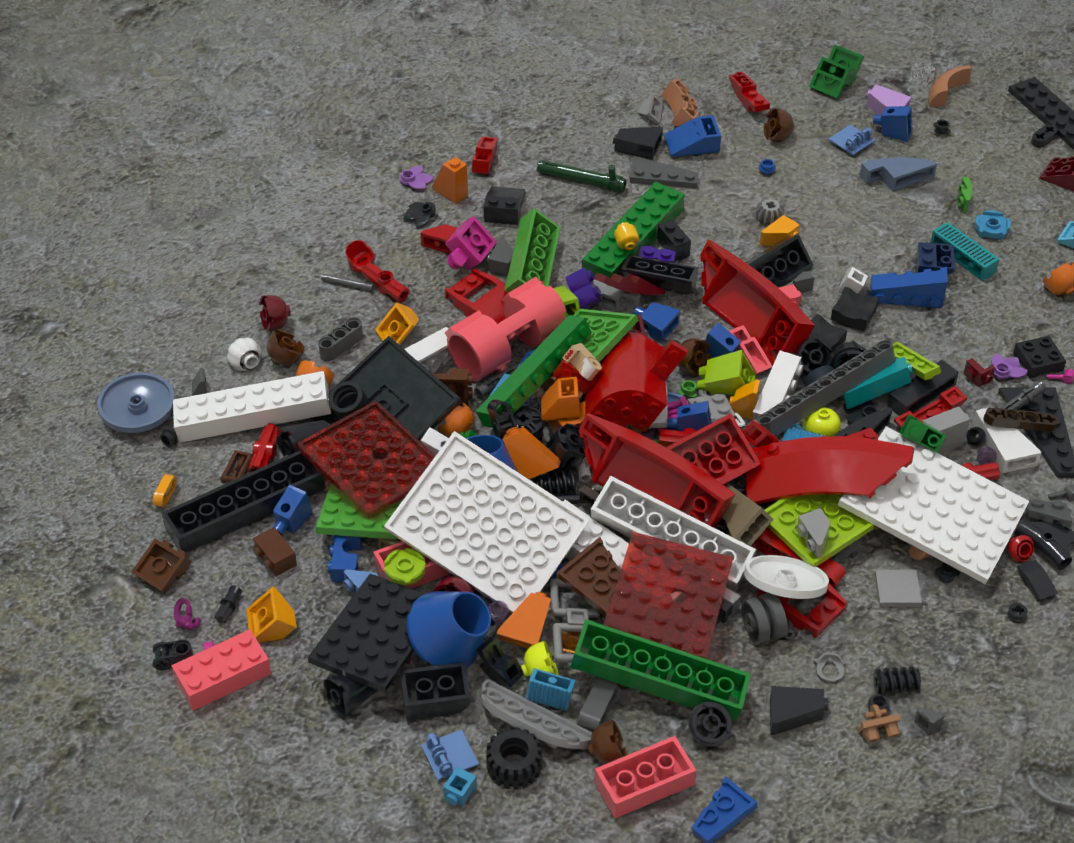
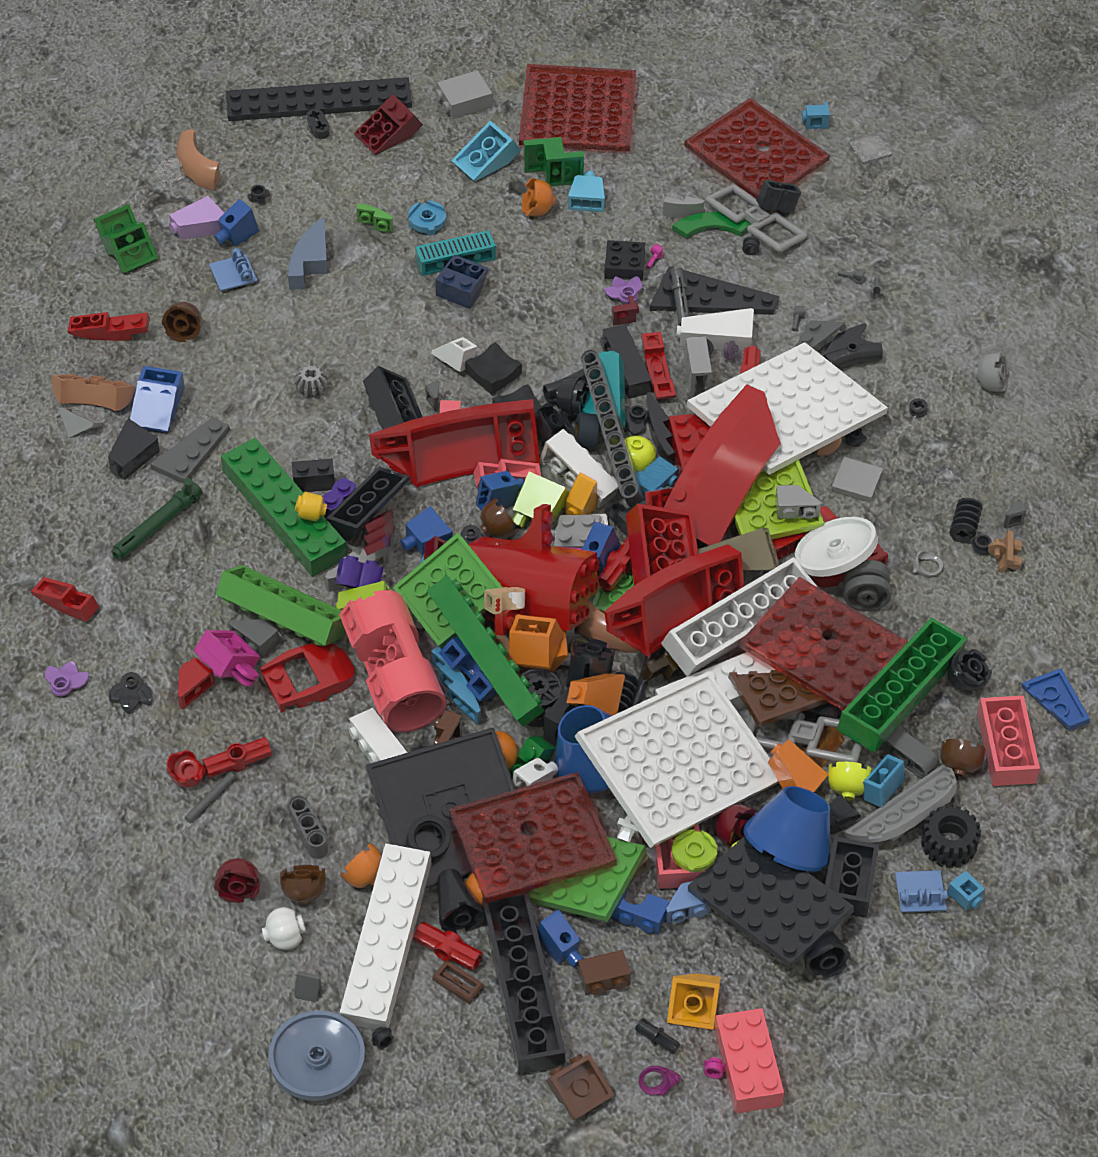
camera: 70 degrees left, 5 degrees up
(164, 490) = (466, 1059): light orange beam -> none
(171, 653) = (708, 1106): black piece -> none
(397, 323) = (321, 766): light orange slope -> none
(452, 180) = (104, 640): orange slope -> none
(498, 610) = (770, 790): clear purple plate -> none
(502, 421) = (548, 697): black piece -> none
(503, 205) = (163, 606): black slope -> none
(767, 166) = (236, 356): blue plate -> none
(778, 231) = (348, 383): light orange slope -> none
(795, 707) = (967, 606): black slope -> none
(911, 288) = (492, 312): blue wedge -> none
(920, 365) = (571, 358): lime plate -> none
(922, 433) = (710, 377): green slope -> none
(1020, 548) = (853, 370): red cone -> none
(1038, 580) = (887, 376): black slope -> none
(1041, 421) = (707, 304): dark brown beam -> none

